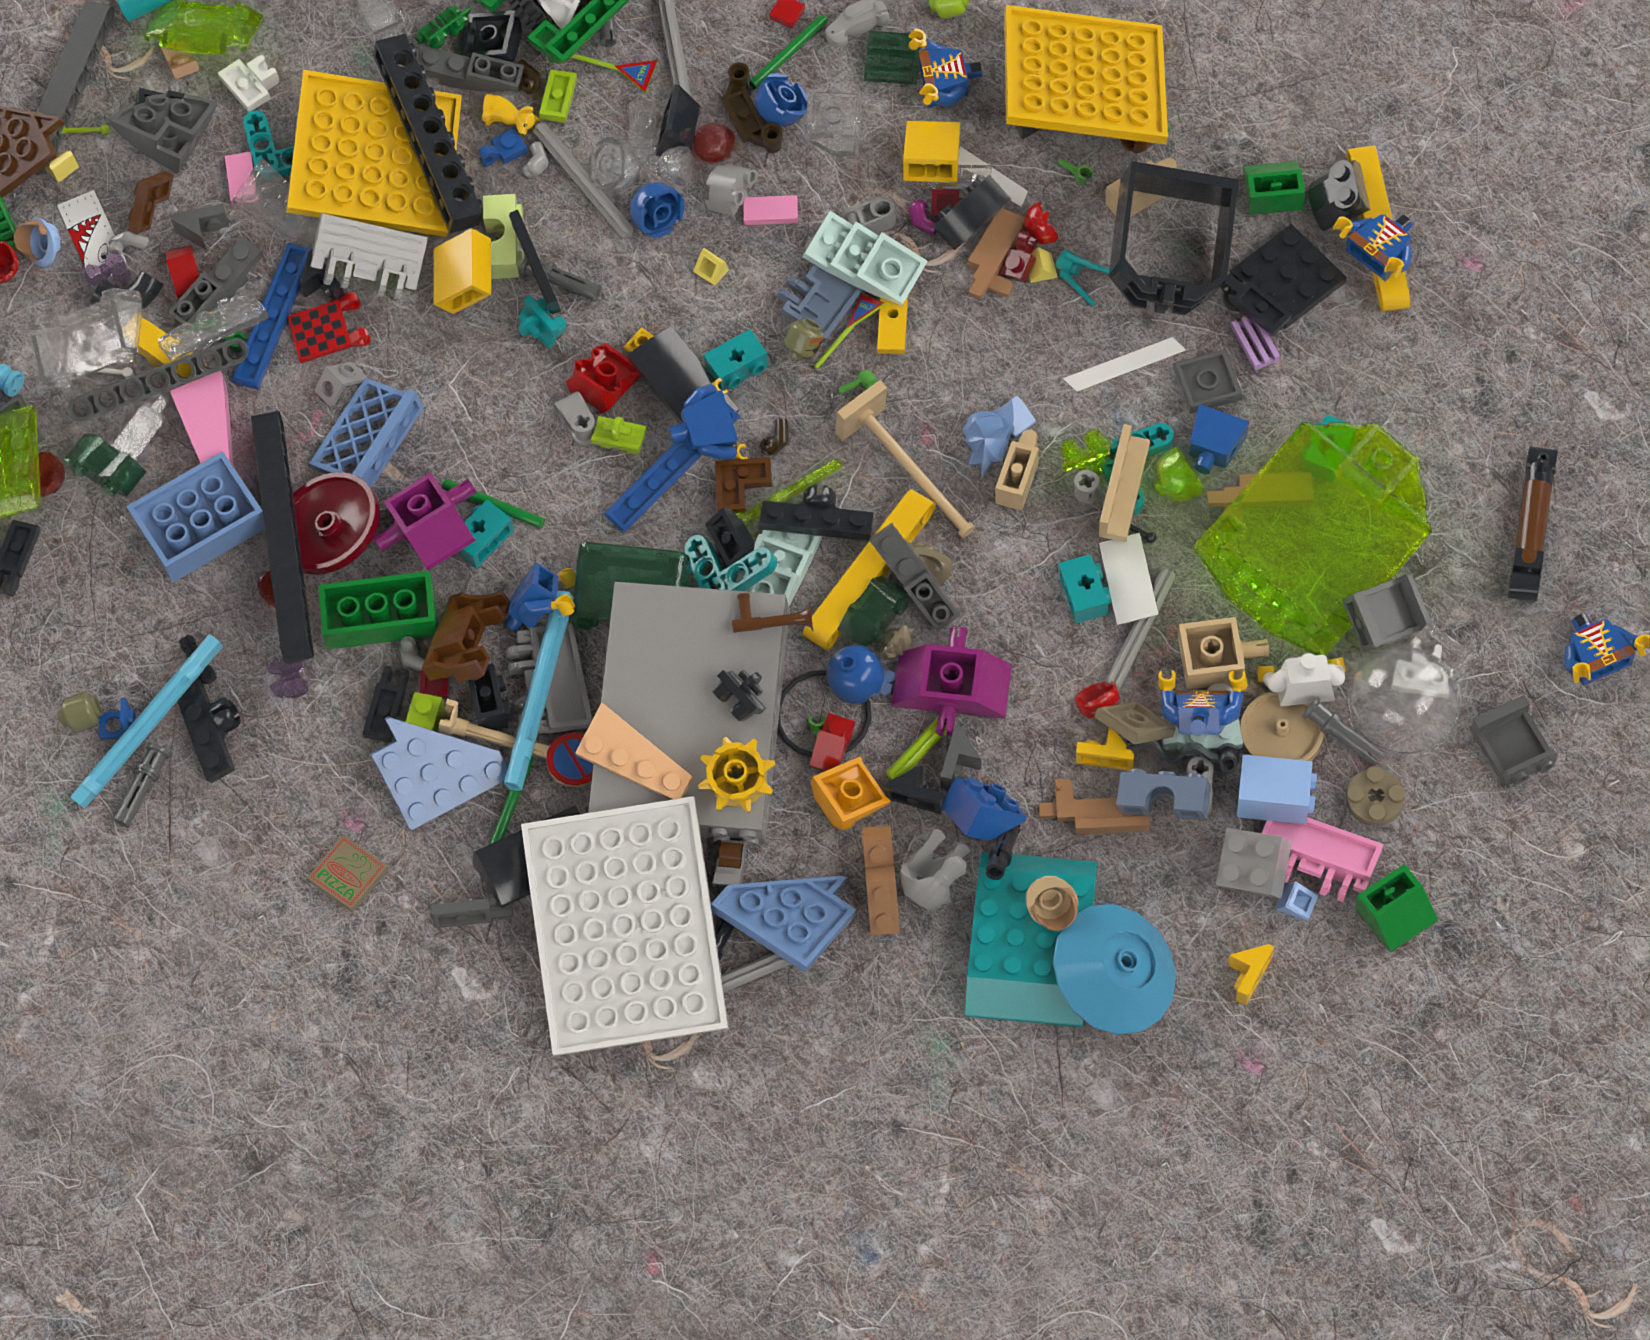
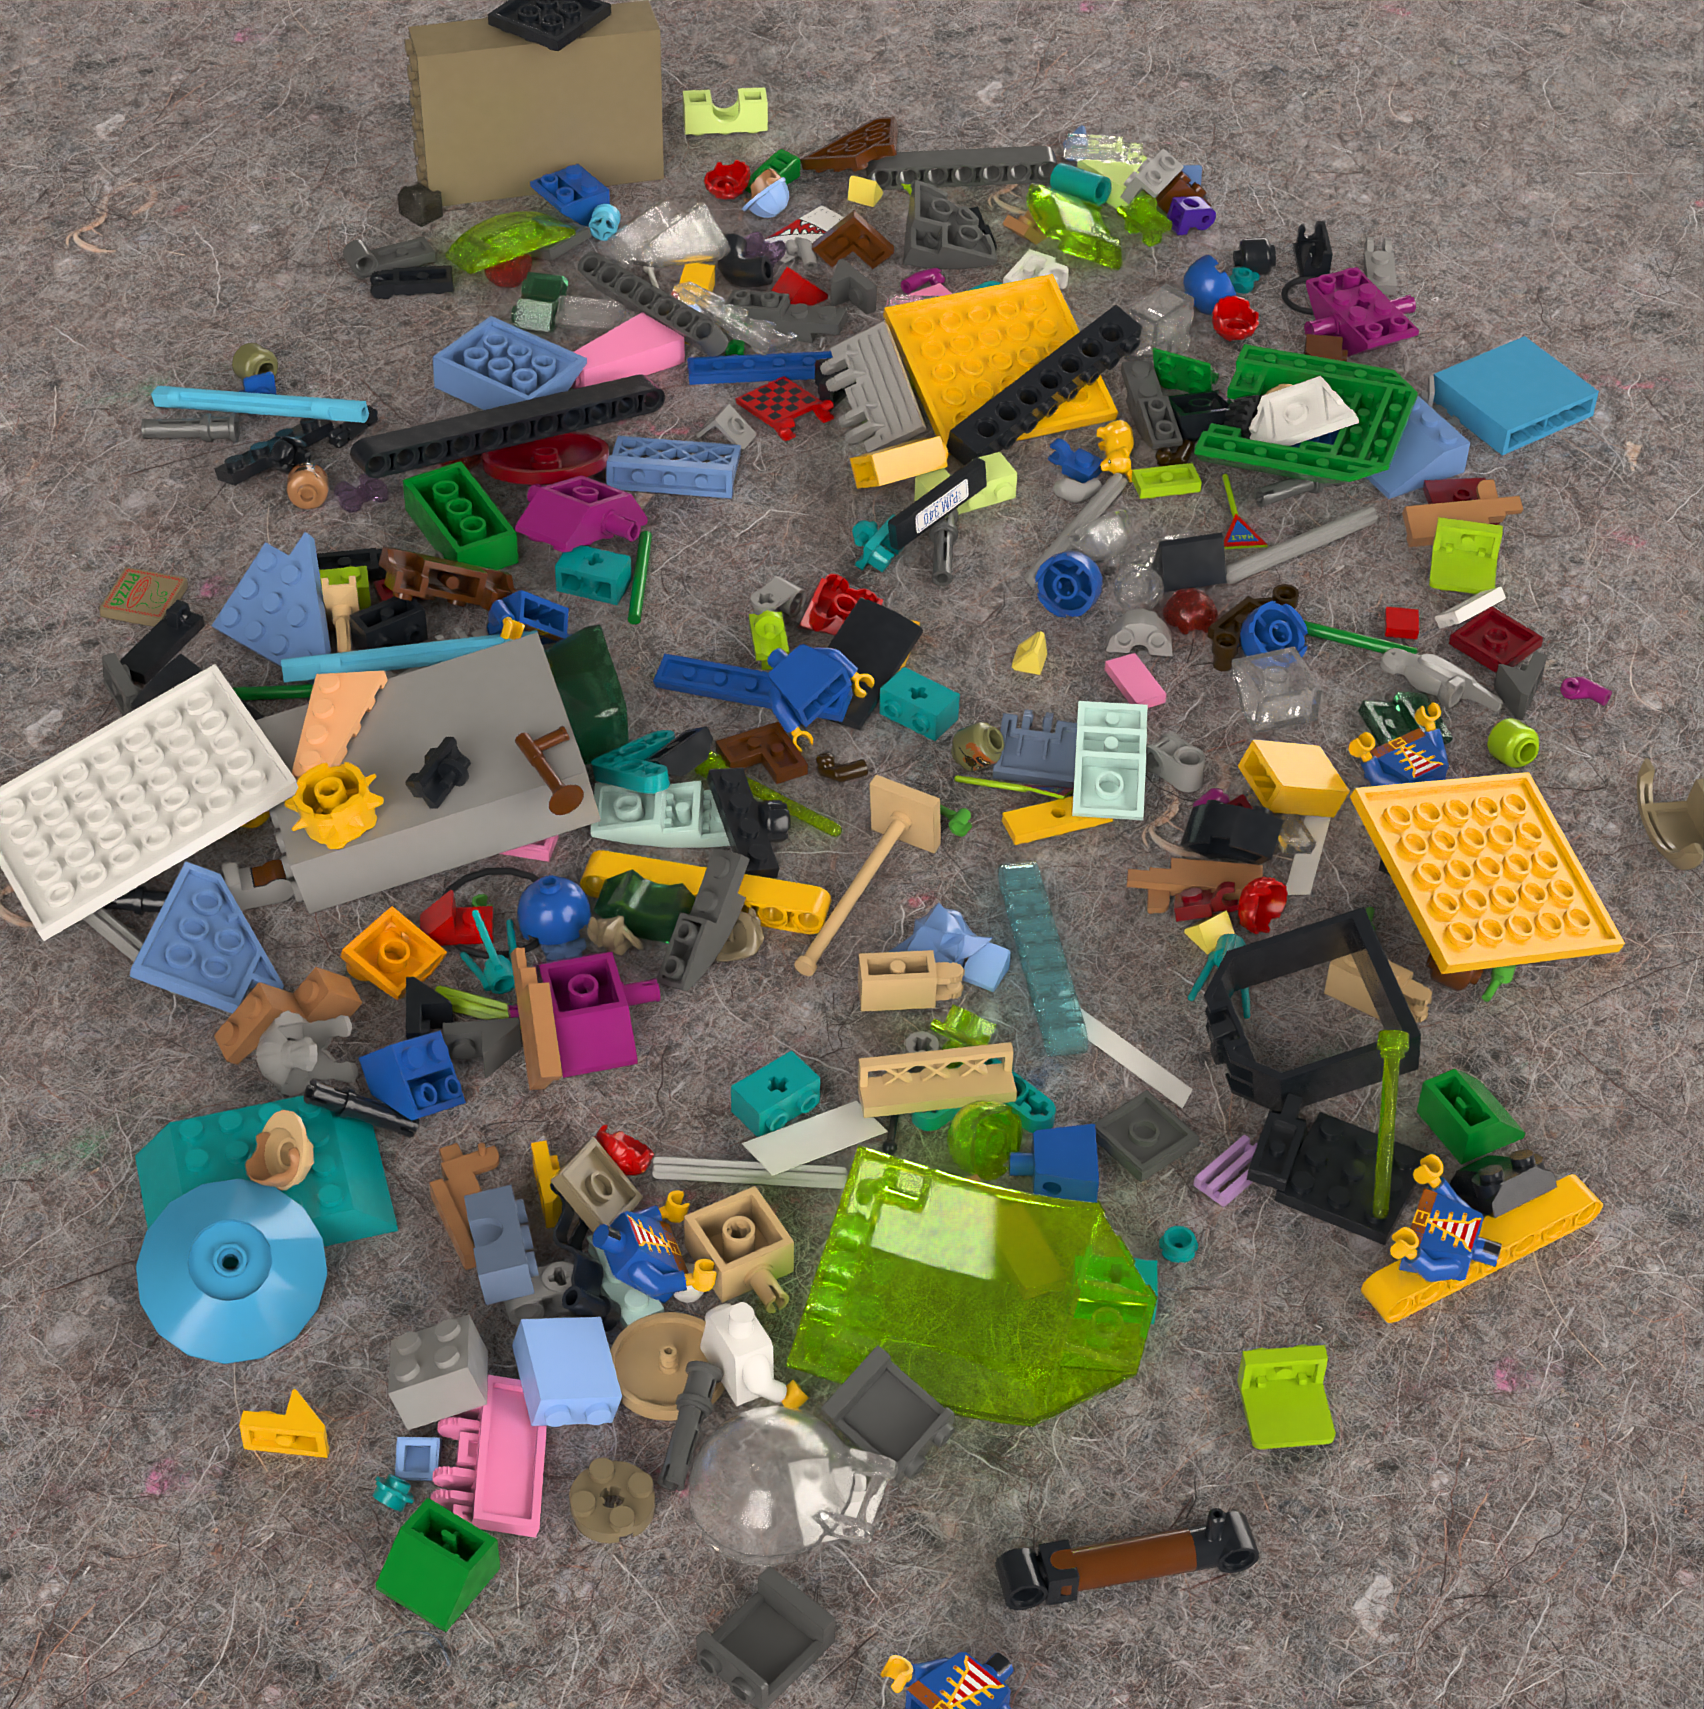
camera: 60 degrees right, 20 degrees down
(208, 164) = (920, 278): none -> magenta arm
(269, 713) = (307, 486): none -> medium nougat head
(412, 873) = (162, 642): none -> black hinge
(891, 727) = (498, 969): none -> teal plant
(970, 714) = (536, 1024): none -> medium nougat piece
(1024, 378) = (1042, 959): none -> clear light blue beam
(1244, 200) = (1392, 1046): none -> clear neon green piece
(1305, 392) = (1178, 1237): none -> teal plate
(1325, 921) = (393, 1492): none -> teal plate
(1451, 389) = (1286, 1396): none -> lime bracket

